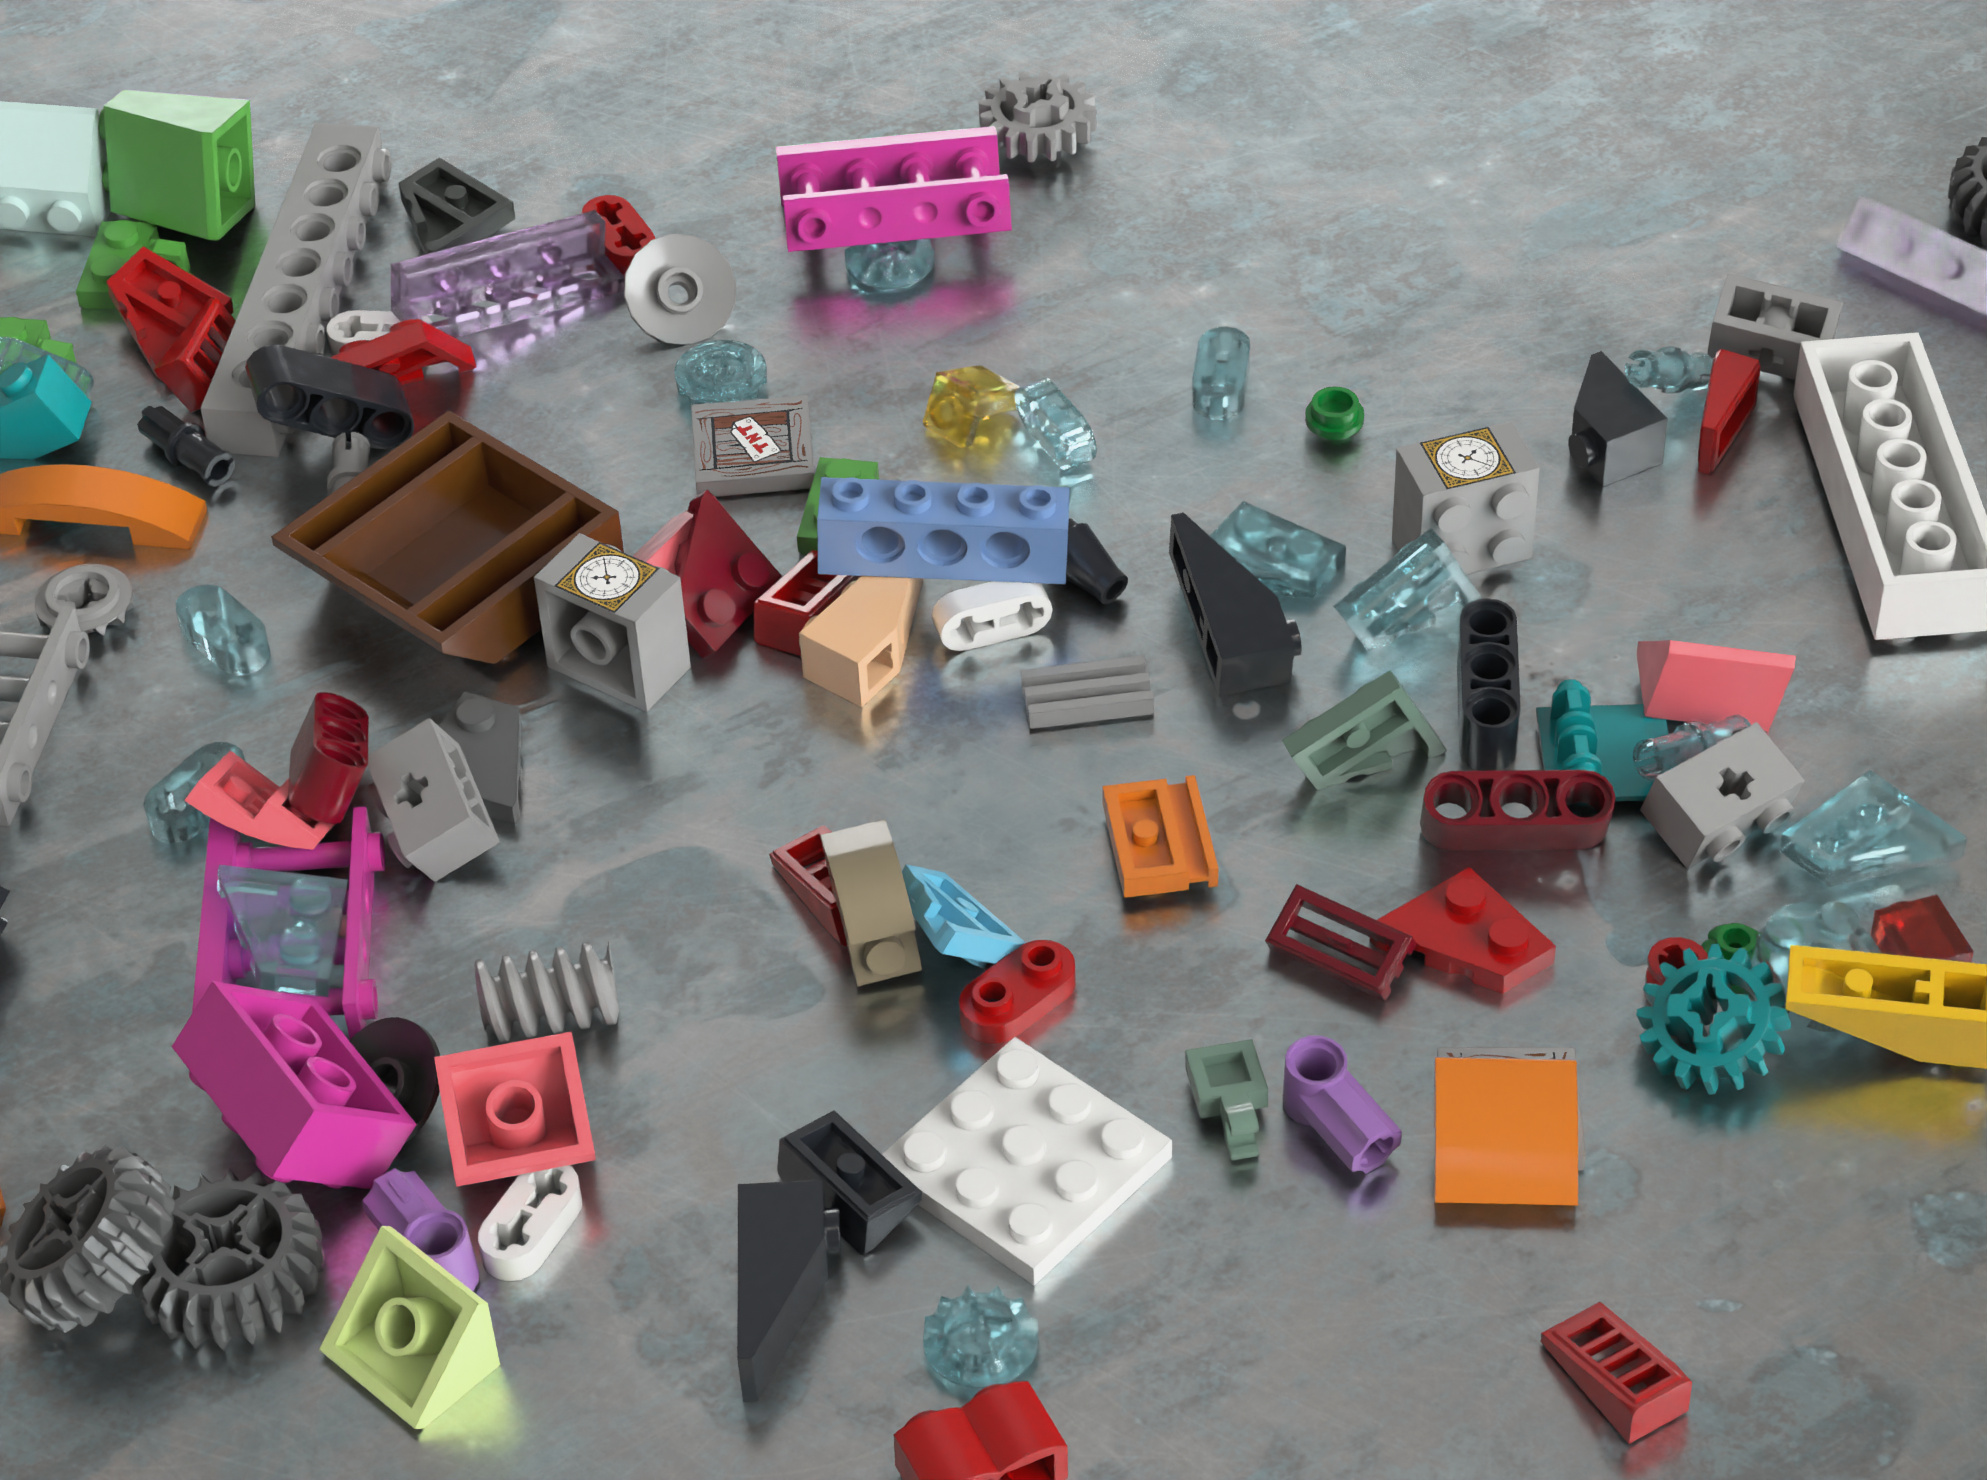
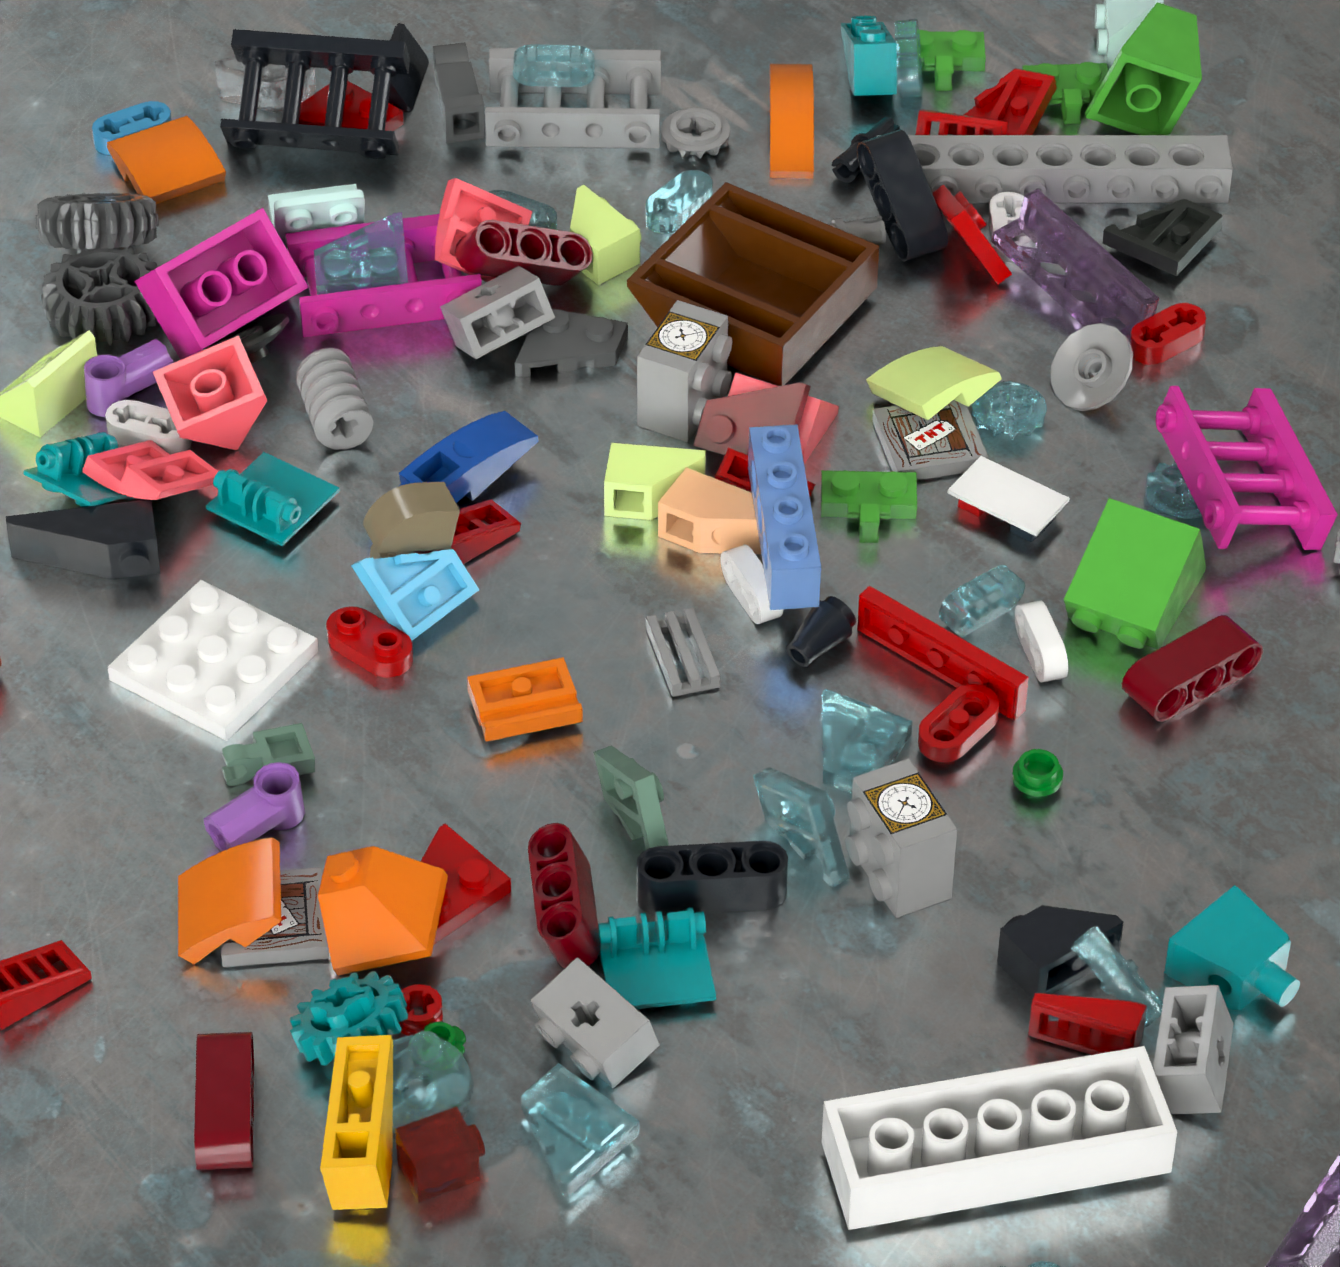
camera: 80 degrees right, 0 degrees up
(140, 991) = (316, 209): none -> light aqua bracket
(270, 701) = (610, 234): none -> yellowish green slope
(649, 1273) = (62, 466): none -> teal hinge
(667, 1196) = (149, 471): none -> coral slope
(673, 418) = (931, 380): none -> yellowish green slope
(718, 1080) = (270, 497): none -> teal hinge
(746, 867) = (472, 455): none -> blue slope
(783, 691) = (642, 475): none -> yellowish green slope
(855, 1178) = (181, 565): black slope -> none
(879, 387) = (1008, 497): none -> white piece
(958, 1355) = (42, 663): clear light blue gear -> none
(963, 398) = (1003, 544): clear yellow bracket -> none
(1054, 291) = (1135, 575): none -> bright green slope
(1131, 384) = (1041, 641): none -> white beam
(1150, 455) = (940, 650): none -> red tile
(1191, 275) = (1192, 668): none -> dark red beam
(1213, 372) = (1079, 701): clear light blue beam -> none
(1232, 612) = (762, 712): black slope -> none
(1251, 464) = (950, 730): none -> red plate
(1387, 966) = (425, 807): dark red tile -> none
(1541, 978) = (379, 908): none -> orange slope
(1620, 296) = (1236, 949): none -> teal torso
(1683, 744) = (653, 1004): clear light blue pin -> none
(1711, 682) = (740, 1014): coral slope -> none
(1835, 1155) = (224, 1101): none -> dark red beam

